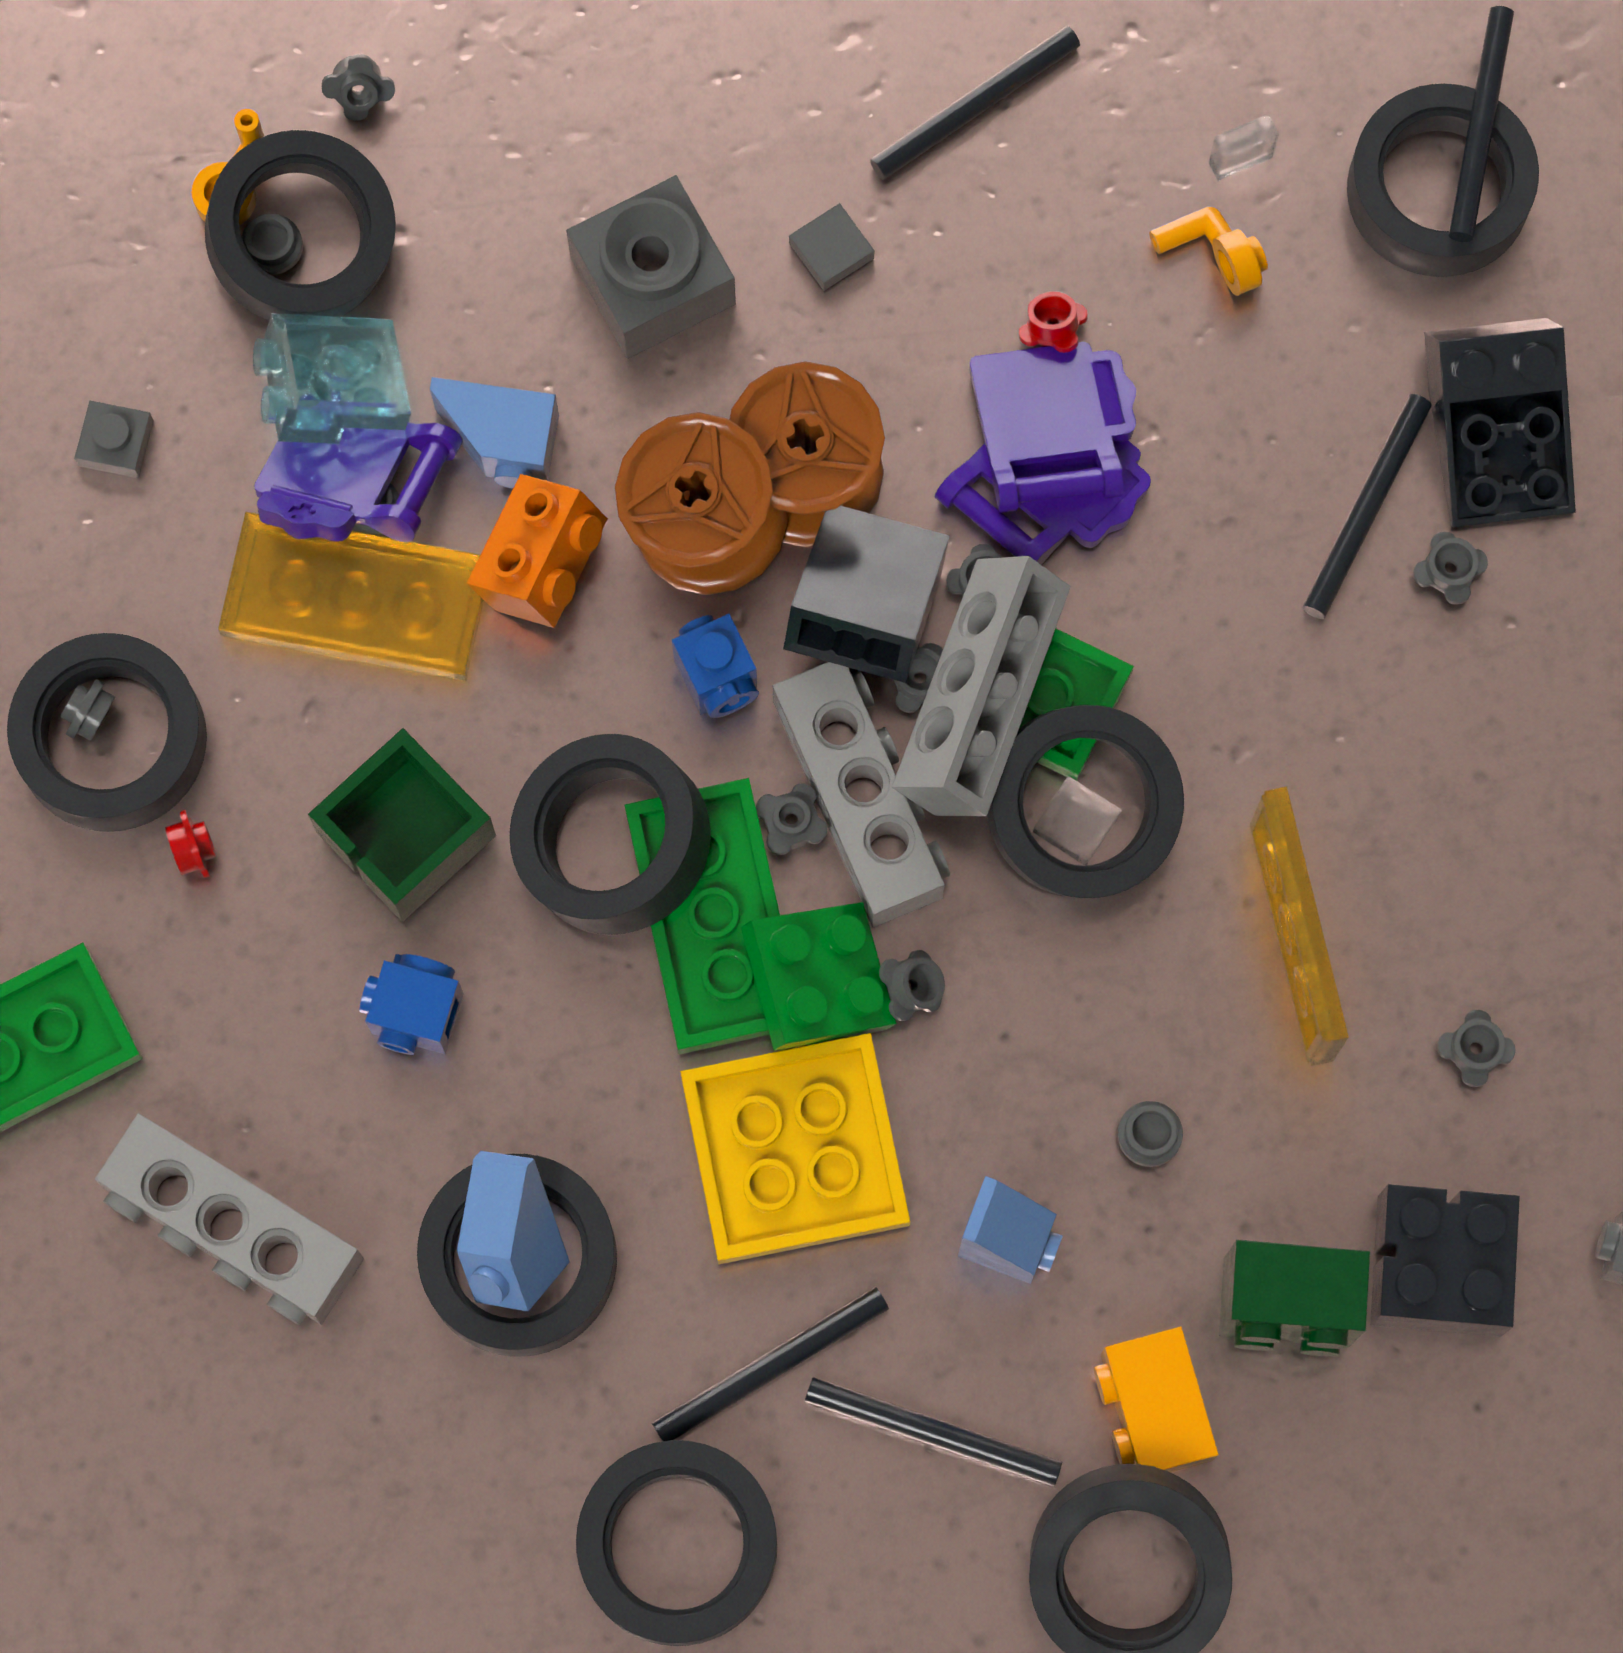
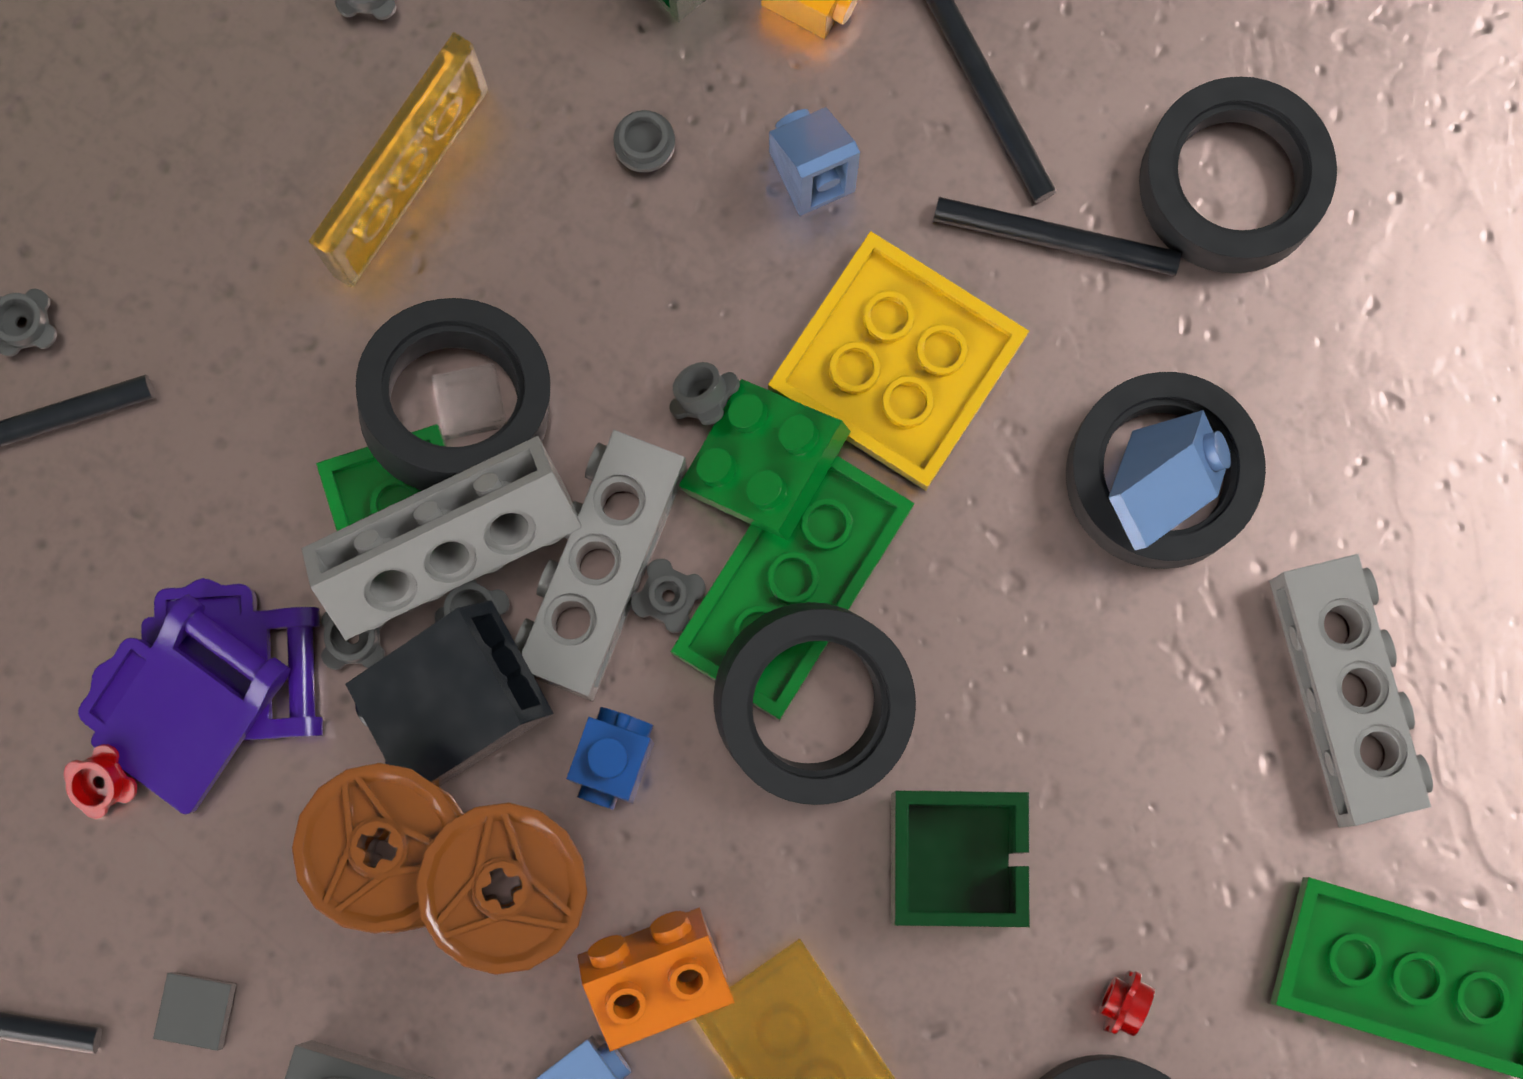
camera: 135 degrees left, 5 degrees up
(412, 1004) = (1073, 722): blue brick -> none

